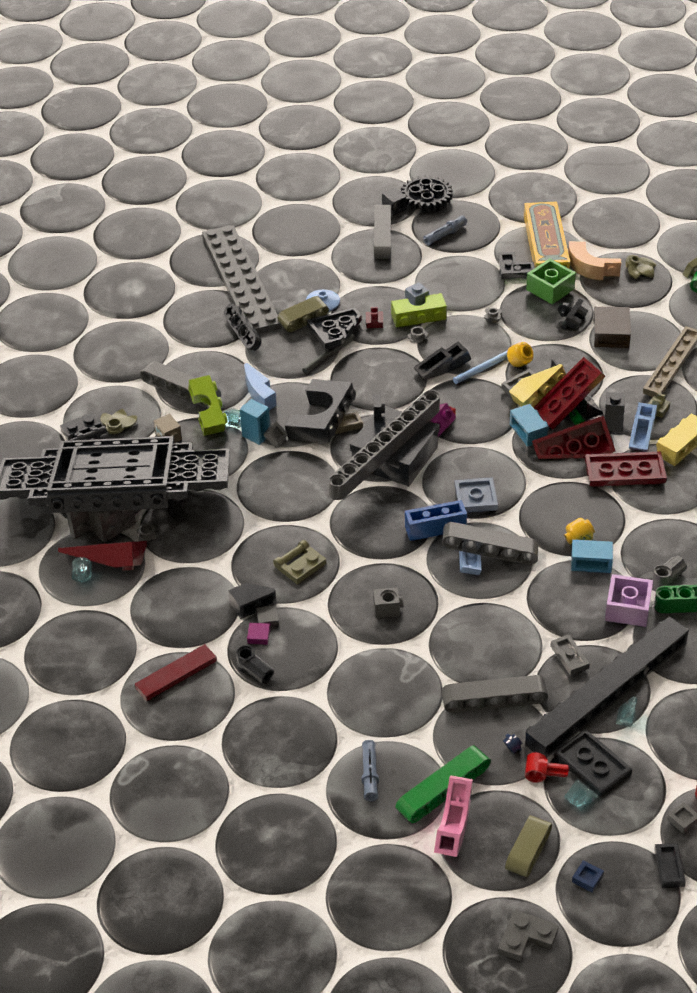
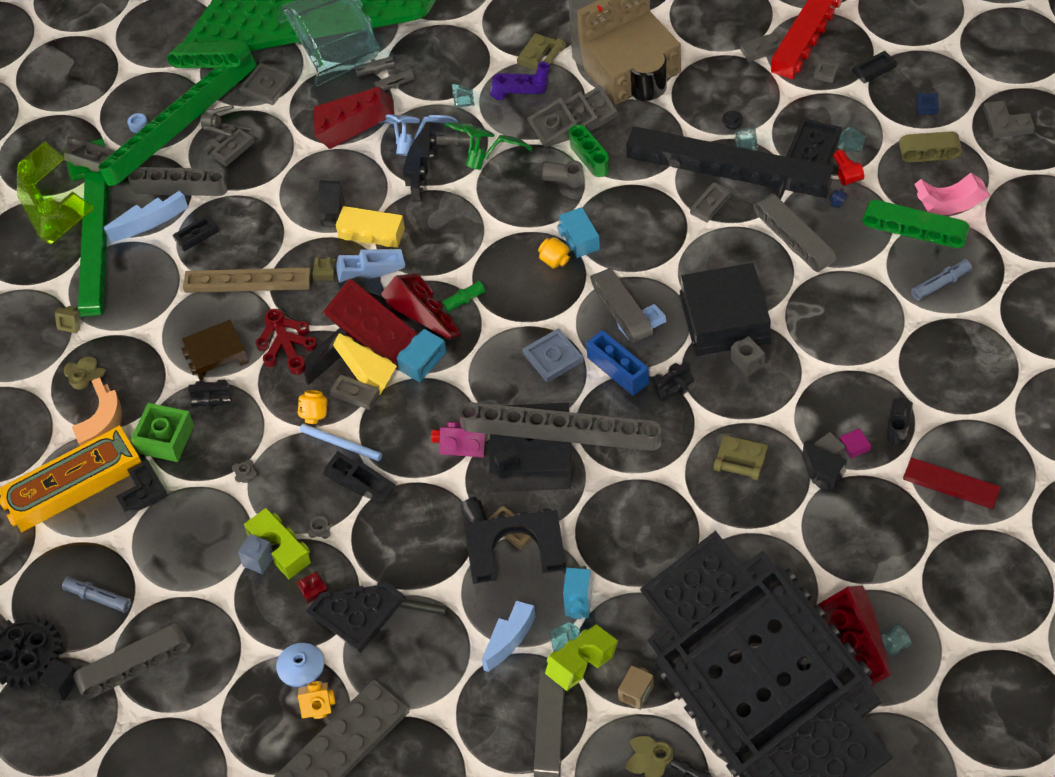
camera: 115 degrees left, 10 degrees up
(256, 341) = (410, 718): black beam -> none
(286, 290) = (316, 700): none -> yellow brick
(297, 315) = (348, 660): olive beam -> none
(364, 406) = (473, 509): none -> black cone
(397, 550) = (674, 381): none -> black hips
(440, 605) = (724, 308): none -> black container
(572, 468) = (463, 296): none -> green pin
(617, 366) = (276, 320): none -> dark red plant
(625, 468) = (439, 256): dark red plate -> none
(628, 600) = (622, 180): lavender brick -> none
(664, 717) = (732, 119): none -> black plate

